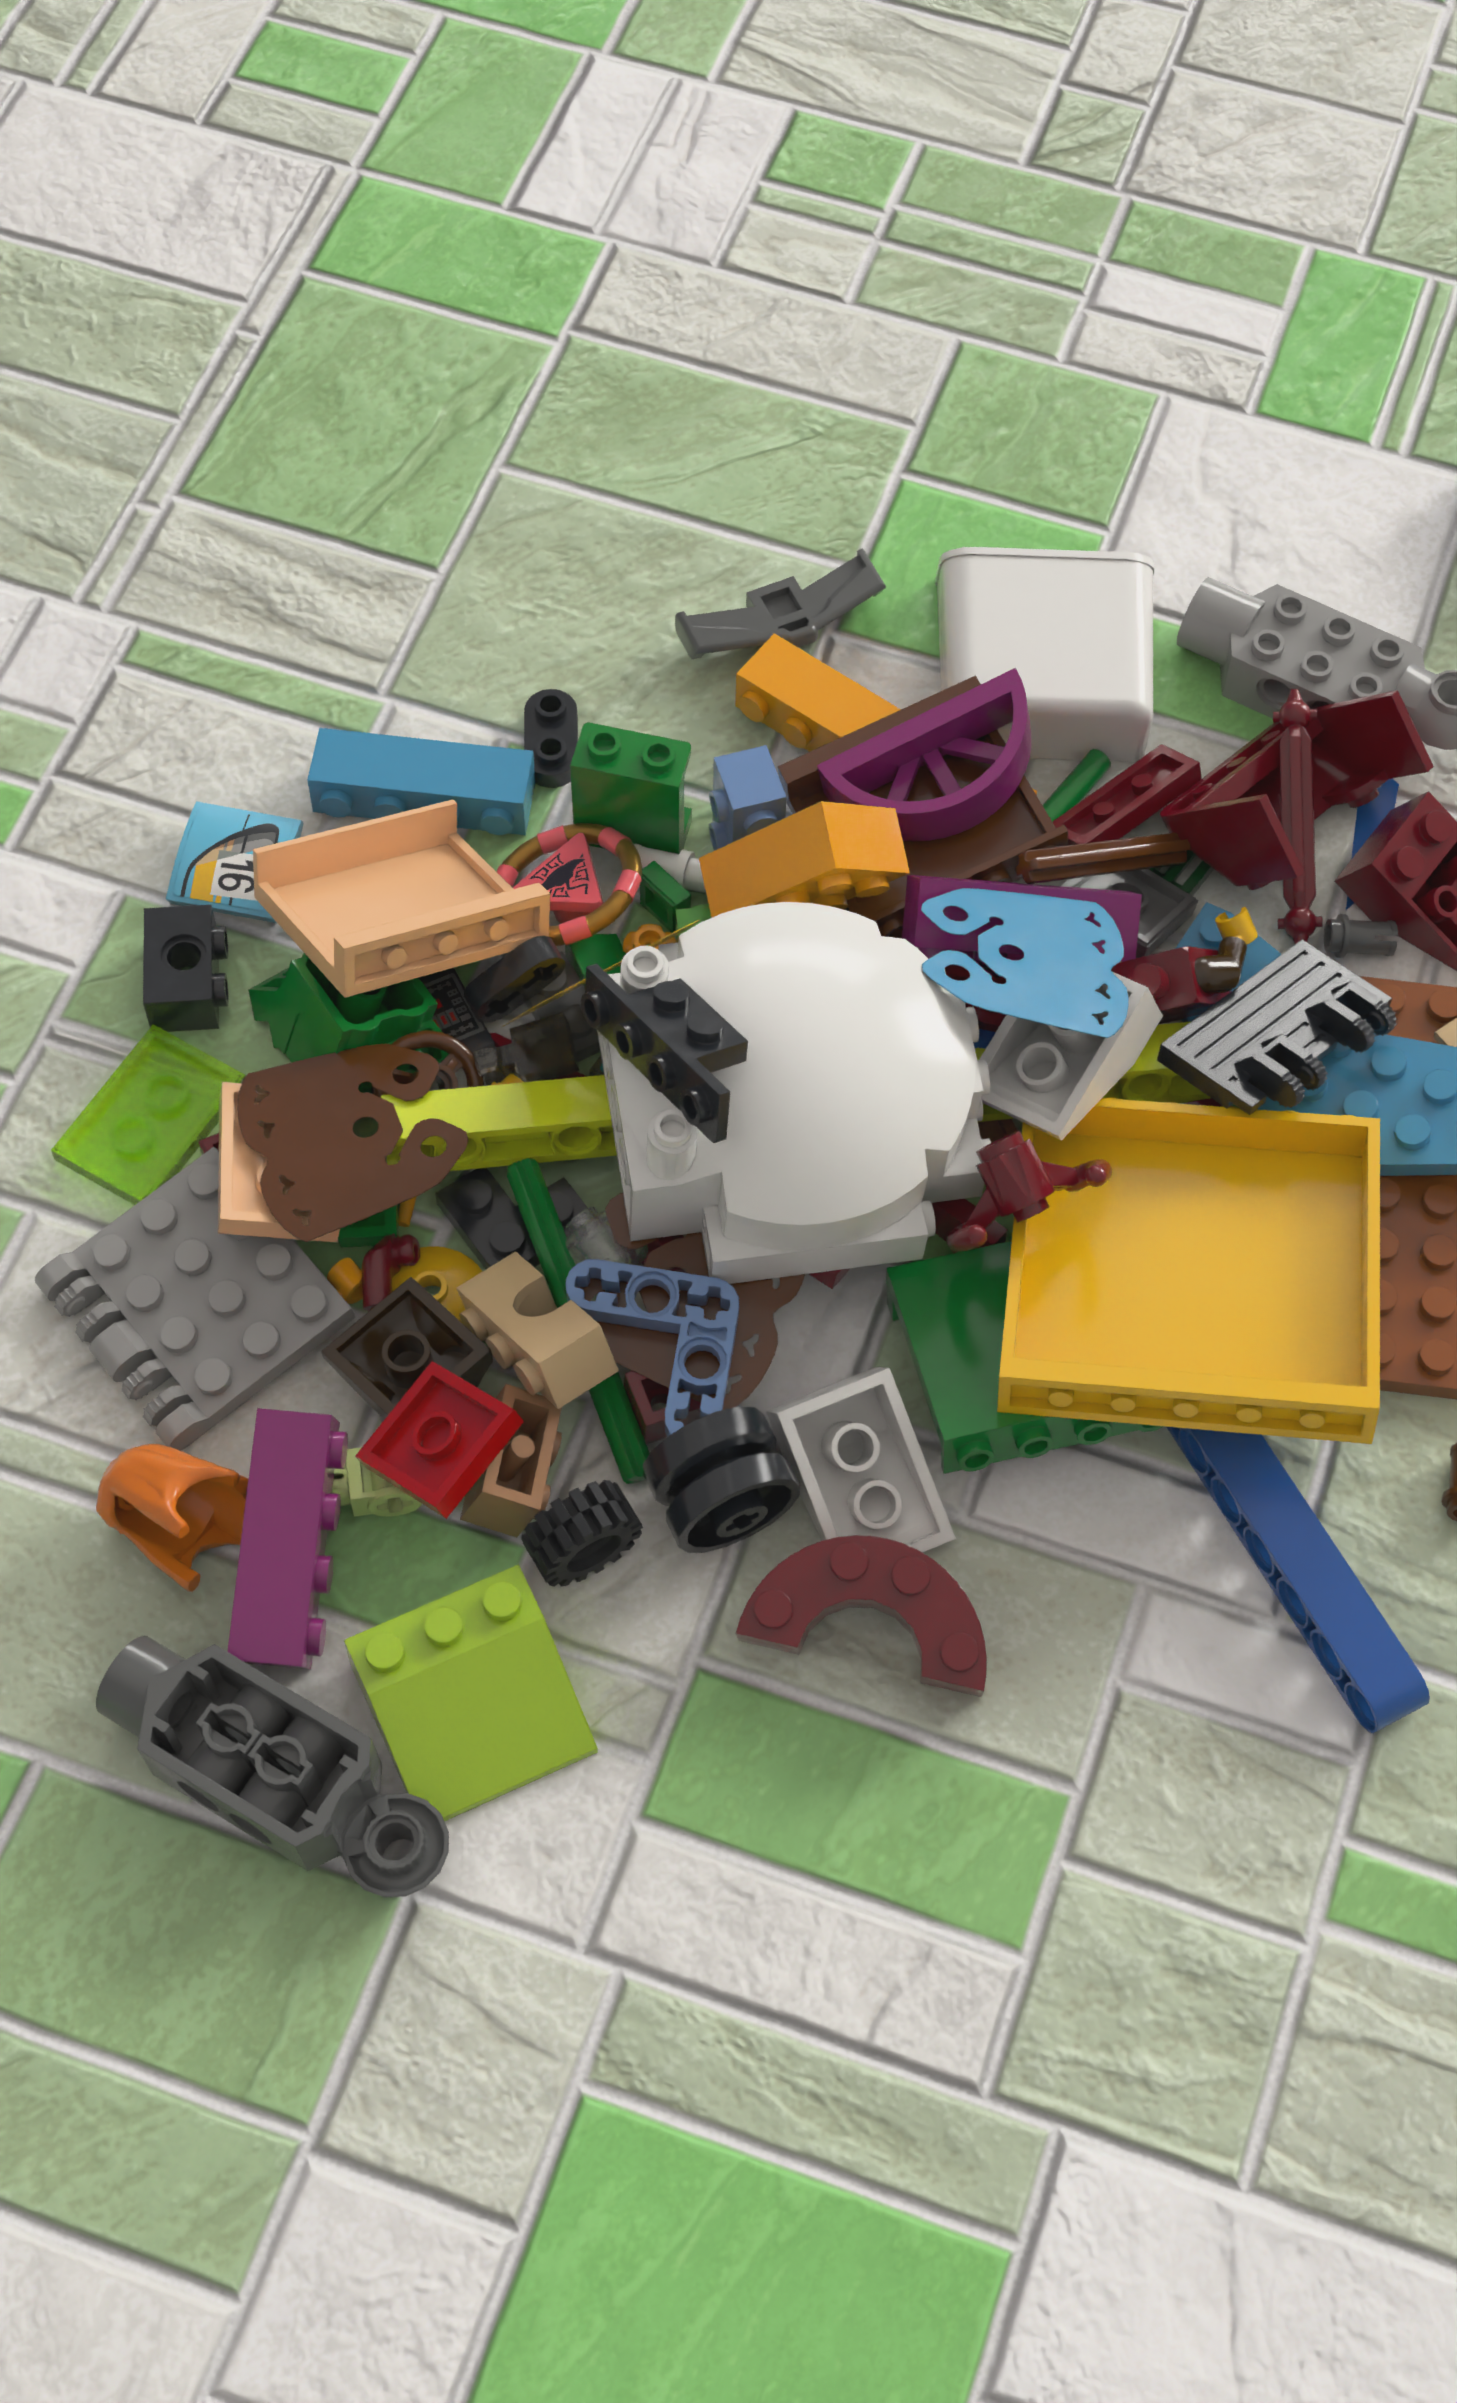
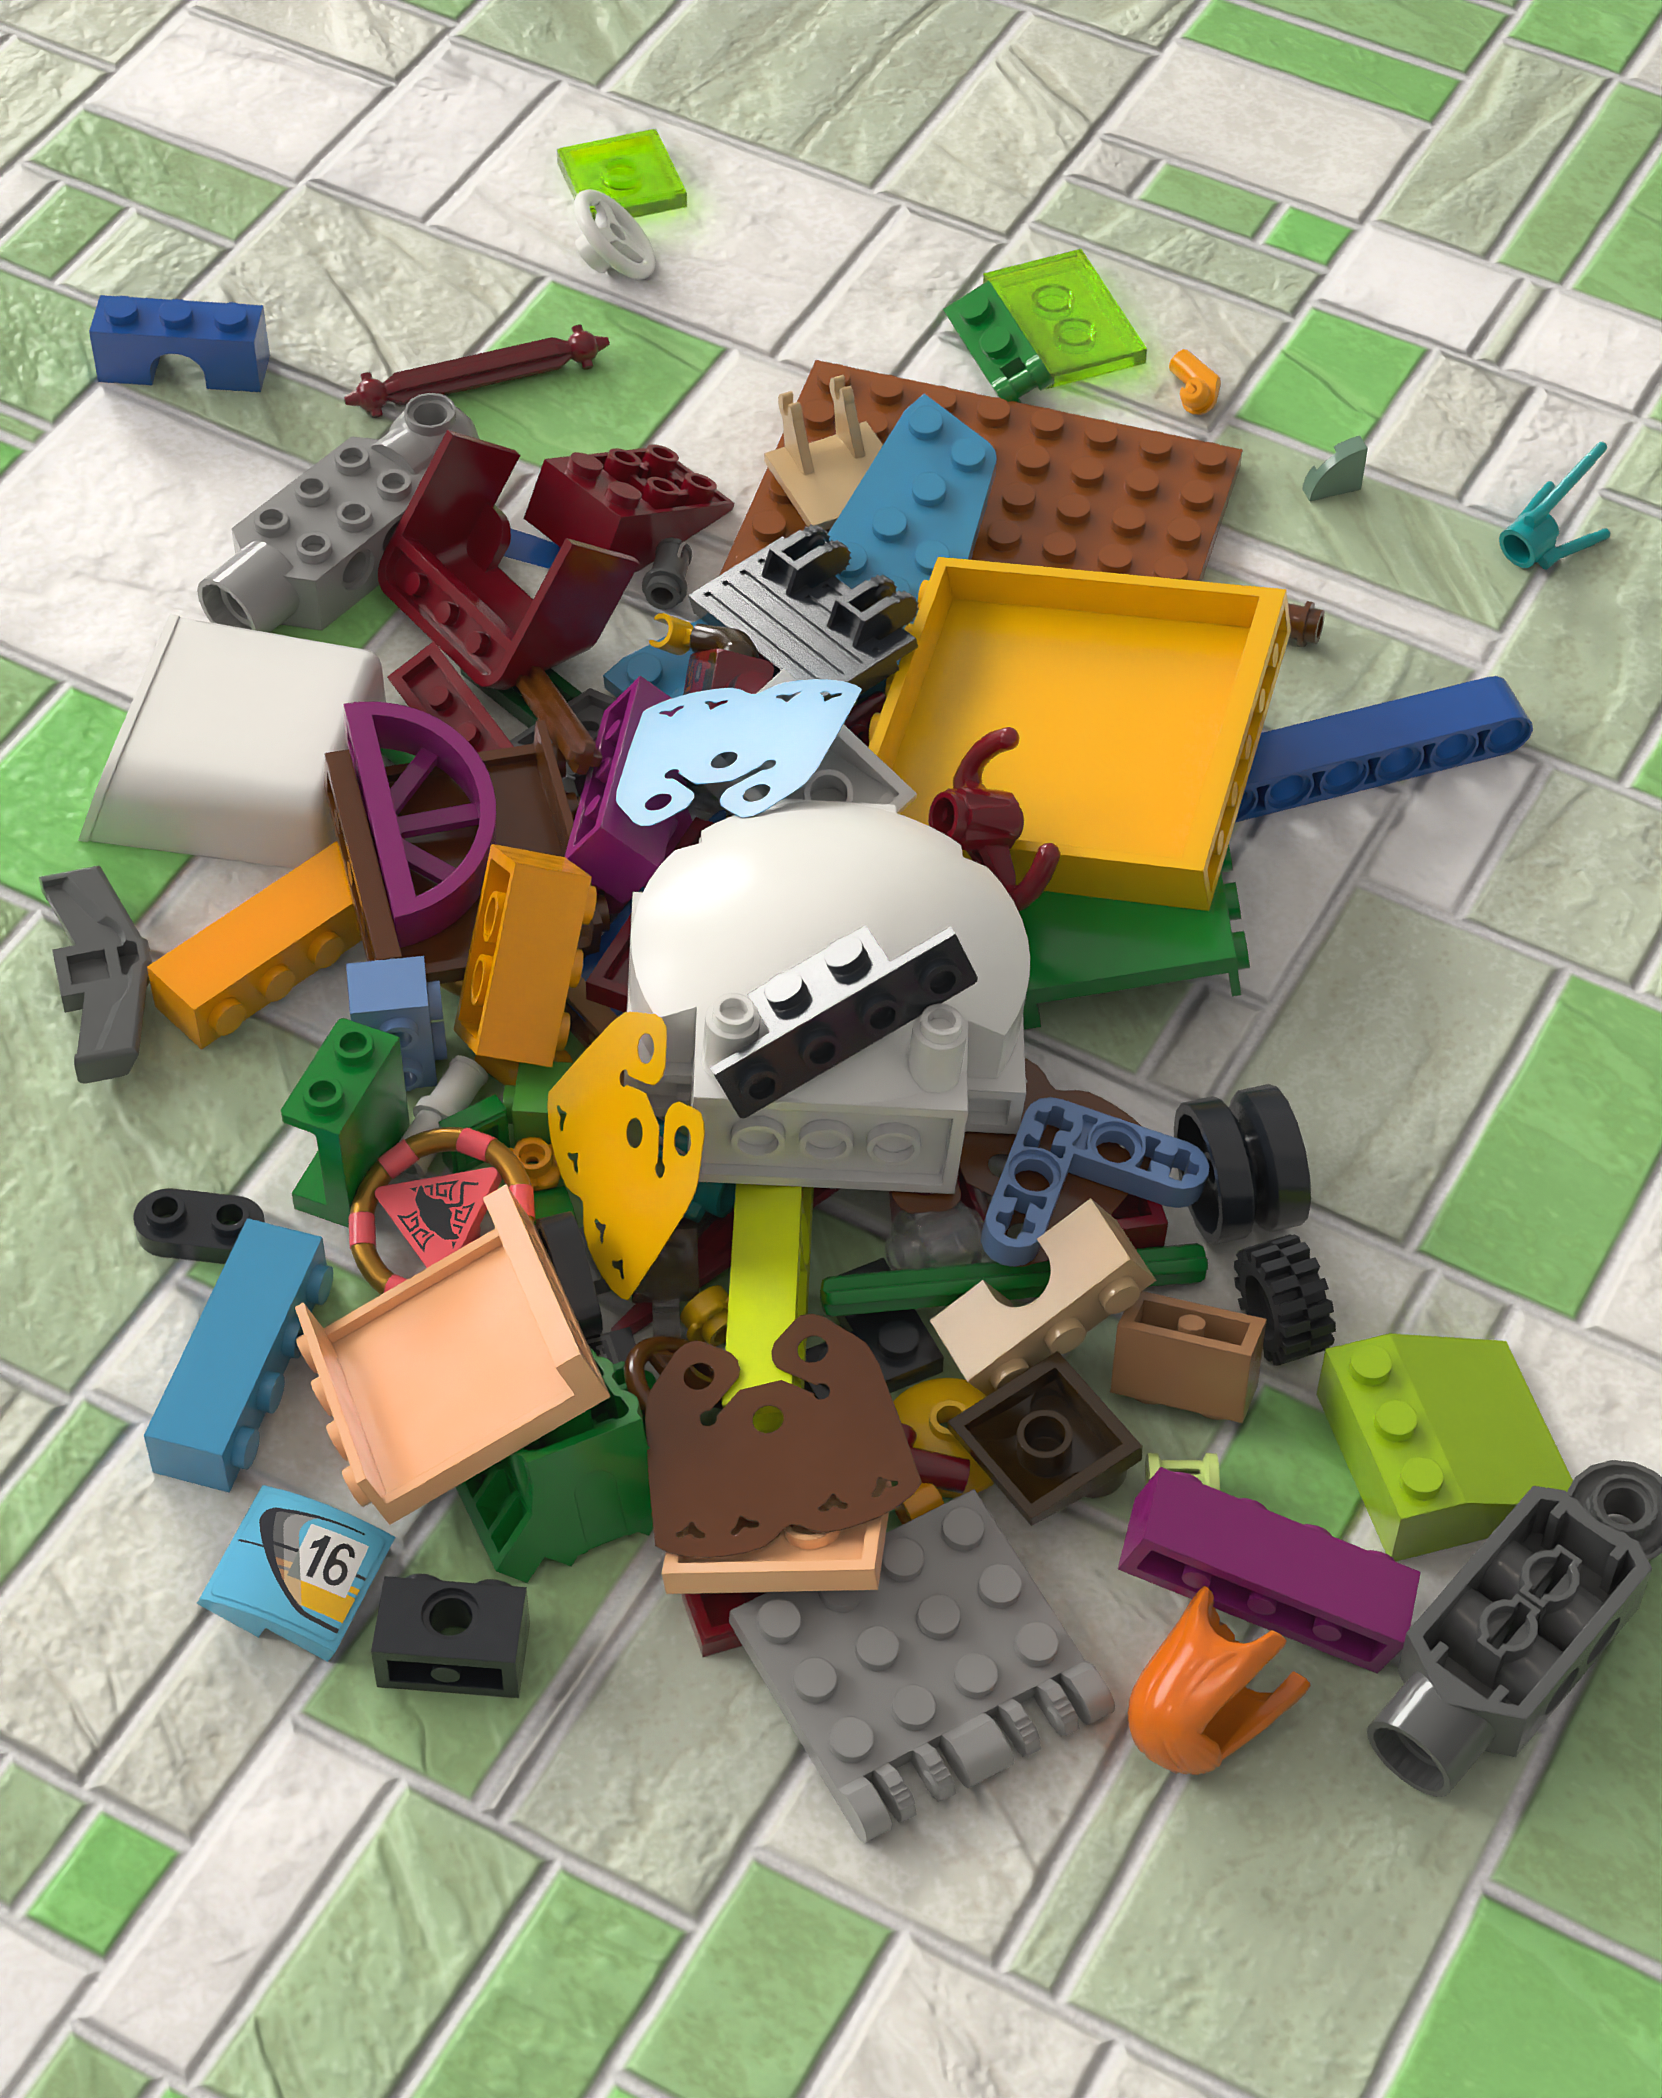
camera: 80 degrees left, 10 degrees down
(147, 1117) = (650, 1702): clear neon green tile -> none
(439, 1439) = (1183, 1387): red plate -> none
(861, 1462) = (1206, 1046): white slope -> none
(878, 1576) = (1355, 1080): dark red brick -> none
(1298, 814) = (504, 572): dark red wheel -> none

